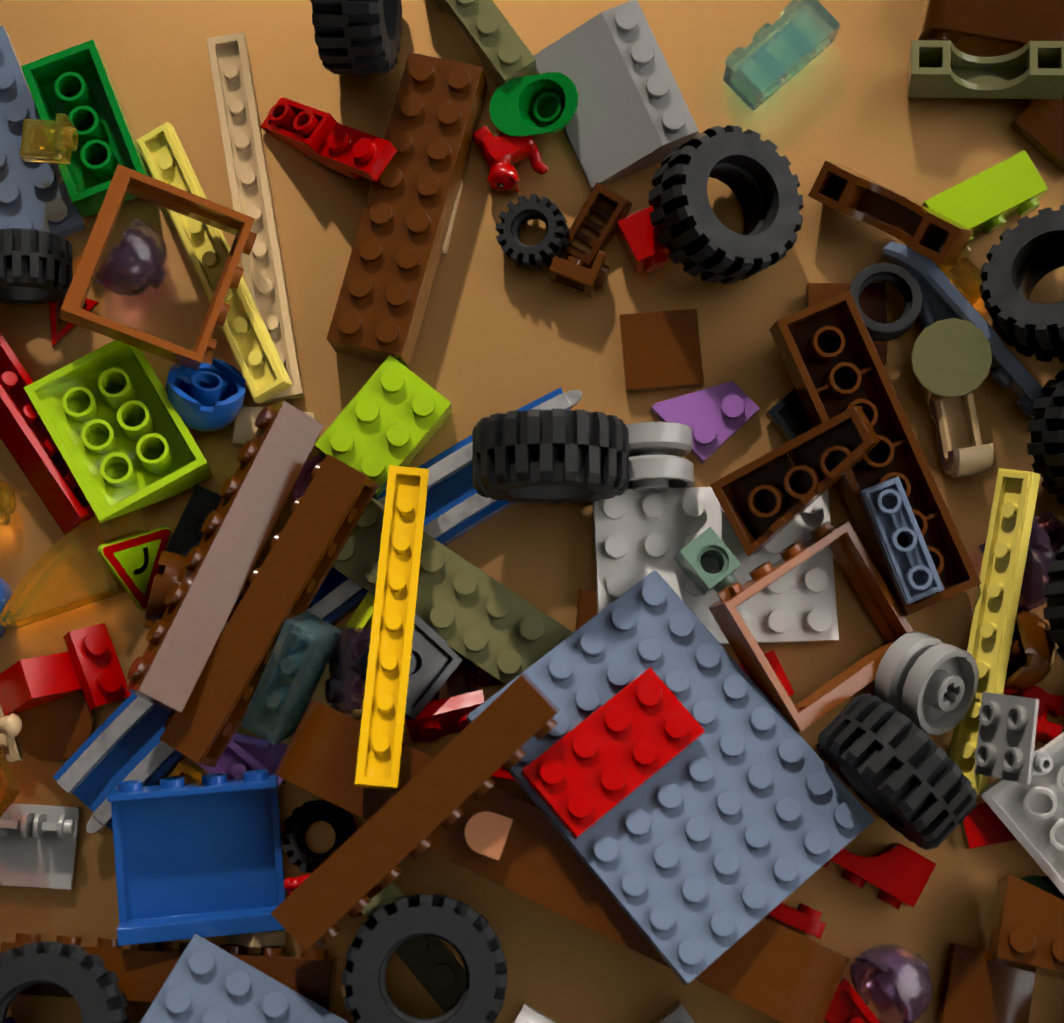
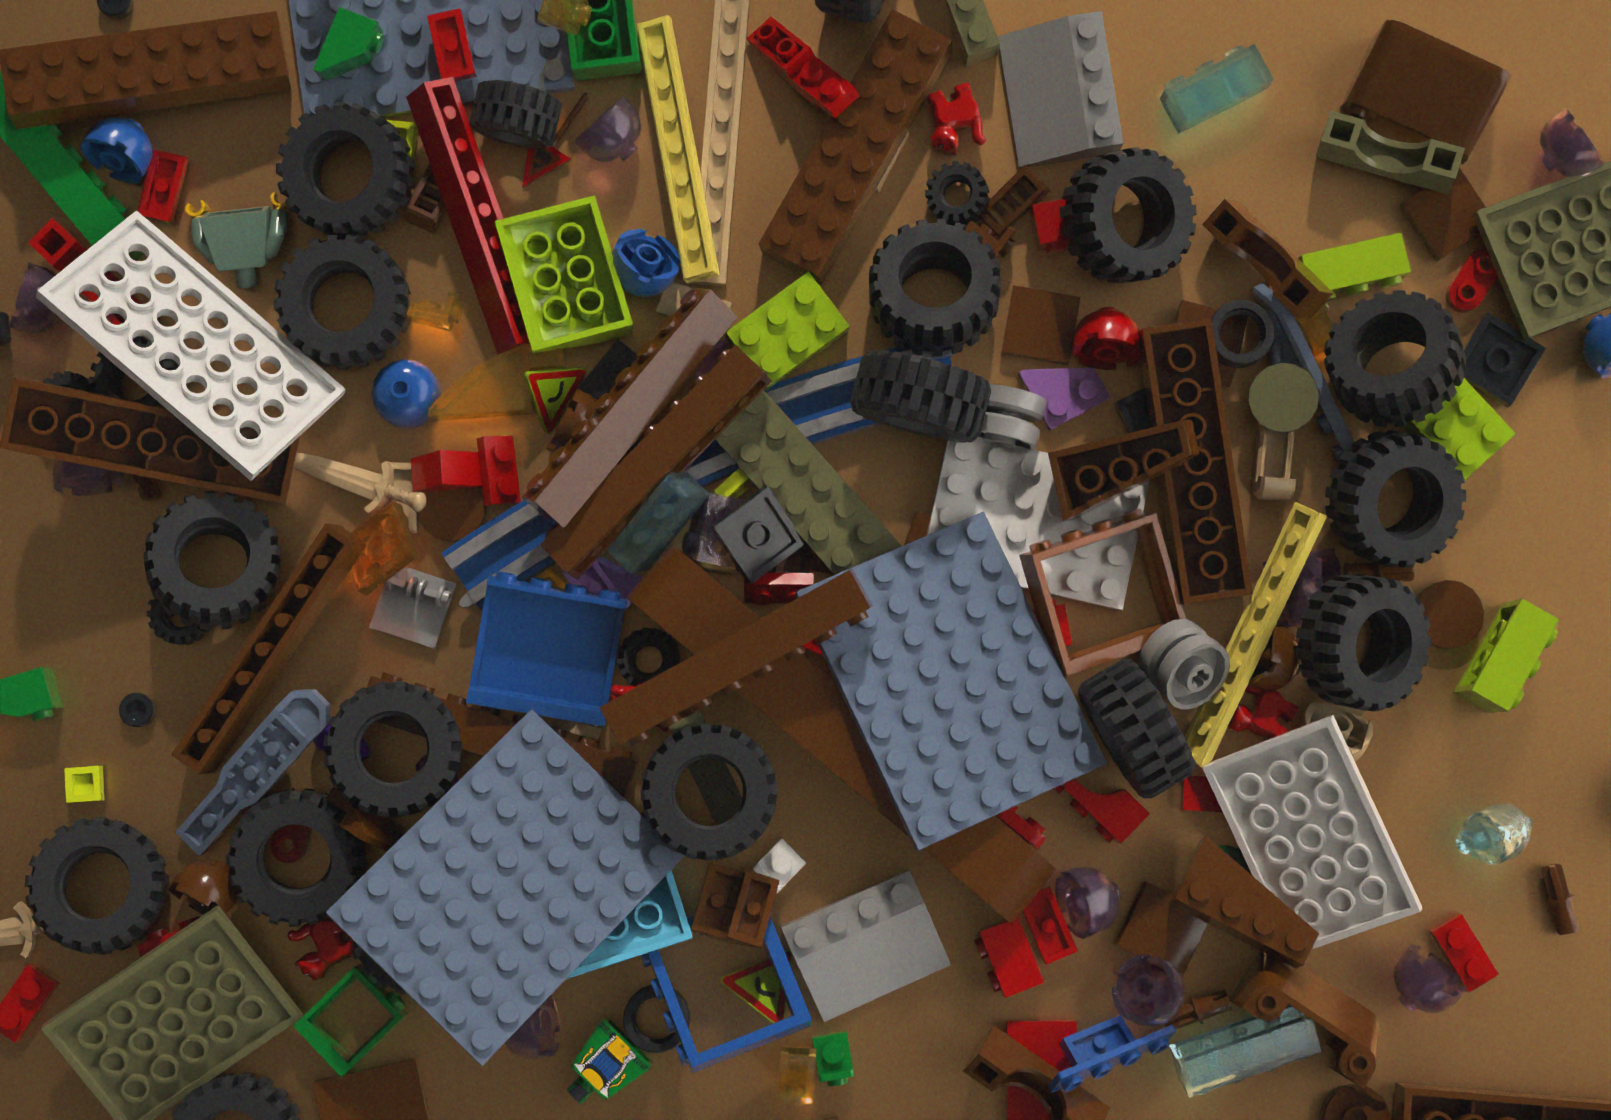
camera: 15 degrees right, 5 degrees up
(183, 202) = (689, 169): dark orange window -> none
(392, 629) = (754, 502): yellow plate -> none
(487, 833) = (789, 690): nougat tile -> none
(523, 294) = (942, 248): none -> black tyre
(534, 104) = (987, 83): green piece -> none
(612, 753) = (907, 652): red plate -> none
(708, 545) = (1032, 502): sand green brick -> none
(739, 346) = (1107, 339): none -> red cylinder
(909, 566) = (1197, 564): sand blue tile -> none
(1008, 739) = (1234, 727): light grey hinge -> none

